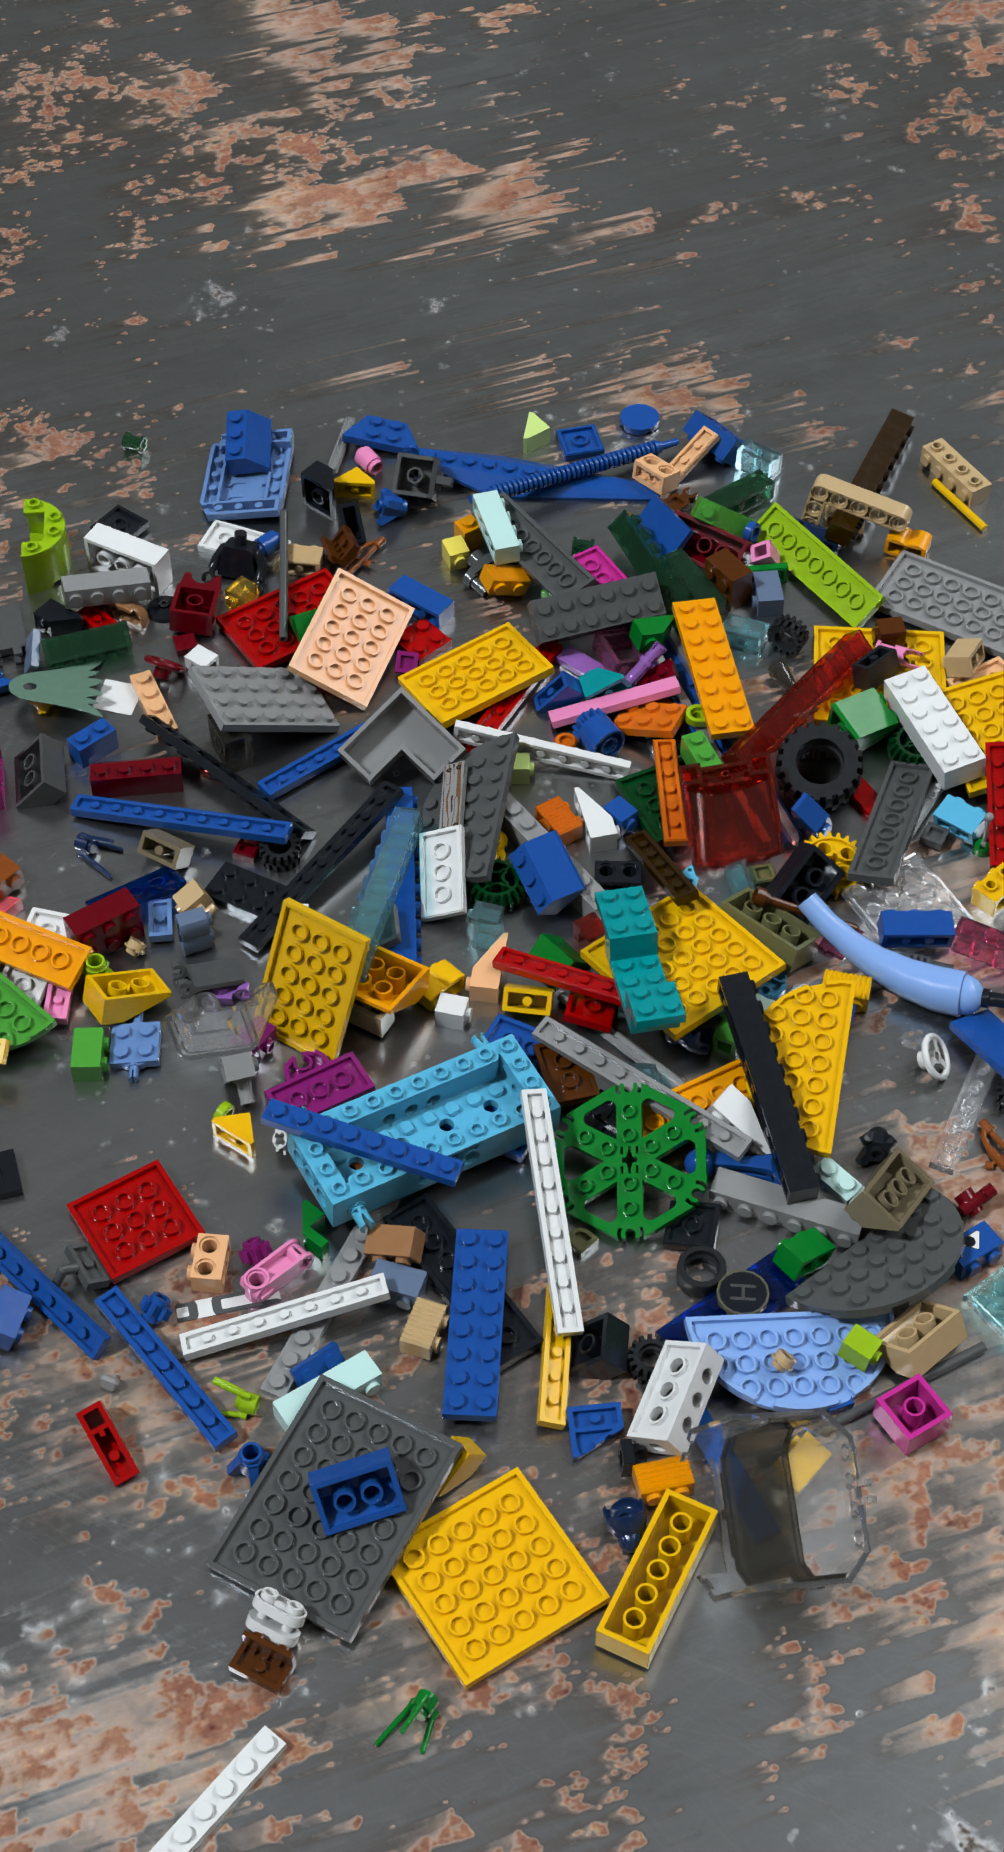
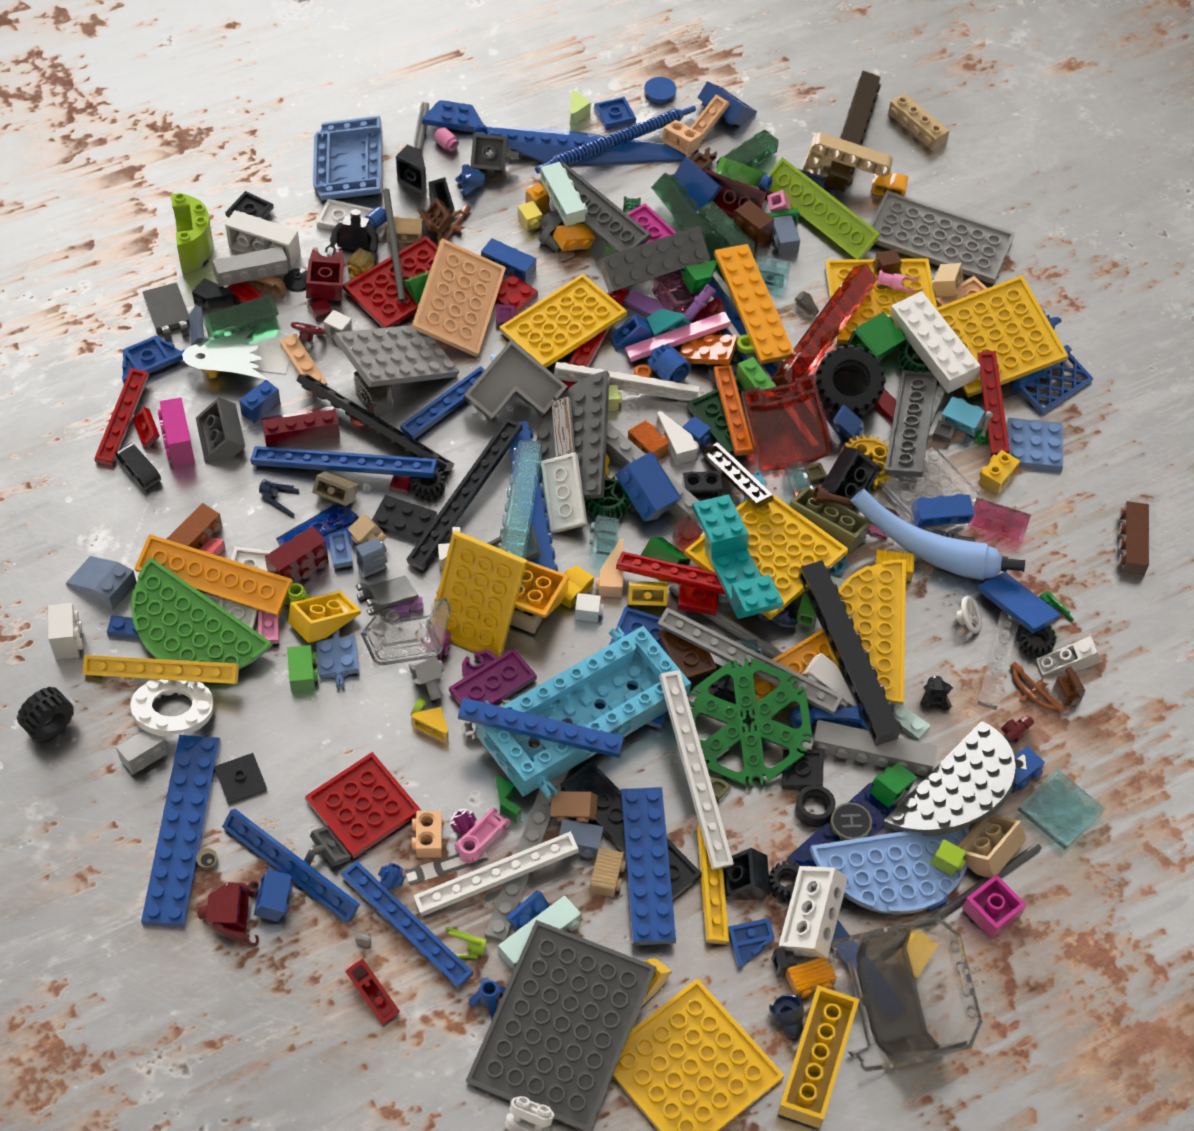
camera: 10 degrees left, 5 degrees up
(133, 442) = (249, 135): clear green bush -> none
(135, 947) = (323, 573): tan plate -> none
(248, 442) = (346, 130): blue slope -> none
(355, 485) = (439, 161): yellow slope -> none
(356, 1491) = (579, 1012): blue slope -> none
(756, 456) = (760, 118): clear light blue brick -> none
(783, 1360) = (891, 874): tan plate -> none
(793, 628) = (807, 277): black tyre -> none
(875, 667) = (881, 294): black brick -> none
(890, 1193) = (953, 731): dark tan slope -> none
(960, 505) = (925, 149): yellow bar -> none

